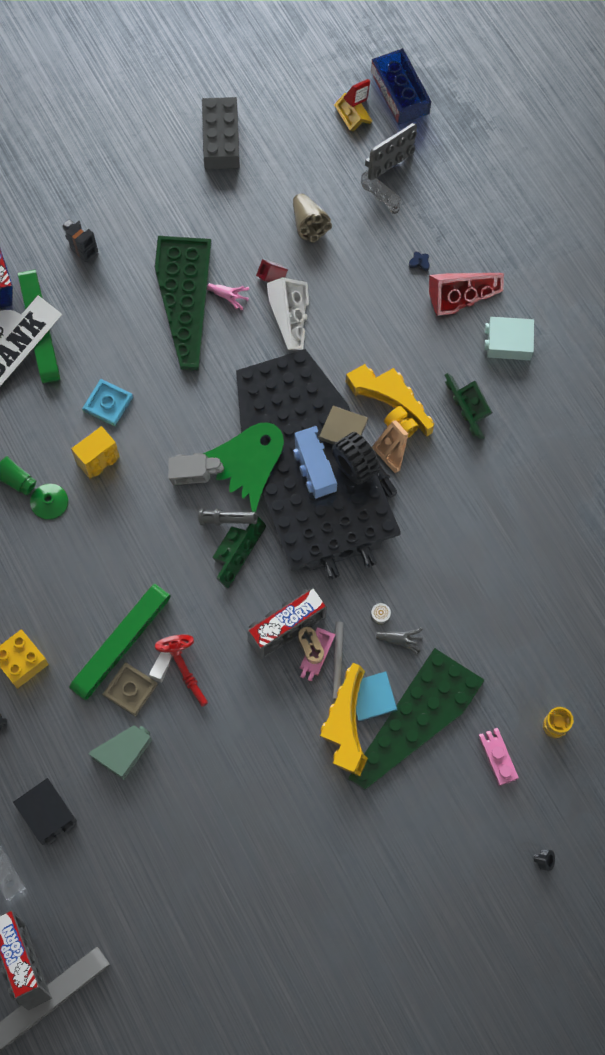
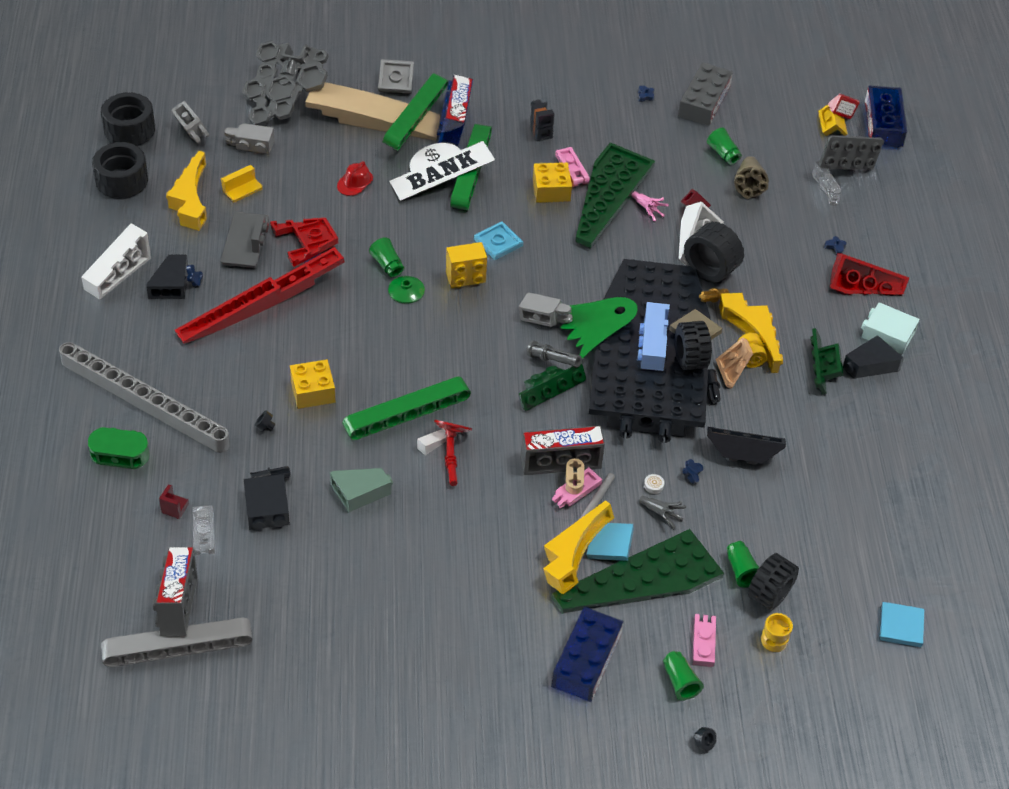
camera: 25 degrees right, 20 degrees down
(32, 779) = (270, 472): none -> black axle
(126, 310) = (552, 182): none -> yellow brick
(130, 689) = (394, 447): dark tan tile -> none
(135, 280) = (575, 166): none -> bright pink plate
(162, 154) = (646, 93): none -> dark blue piece
(268, 191) = (724, 146): none -> green plant
(320, 330) = (727, 252): none -> black tyre
(339, 376) = (712, 295): none -> pearl gold axle
(407, 583) = (692, 470): none -> dark blue piece
(409, 827) = (587, 654): none -> clear blue brick
(443, 533) = (745, 446): none -> black wedge
(497, 663) = (742, 563): none -> green plant
(498, 807) = (682, 676): none -> green plant
(510, 381) = (872, 359): none -> black slope
(535, 675) = (773, 581): none -> black tyre

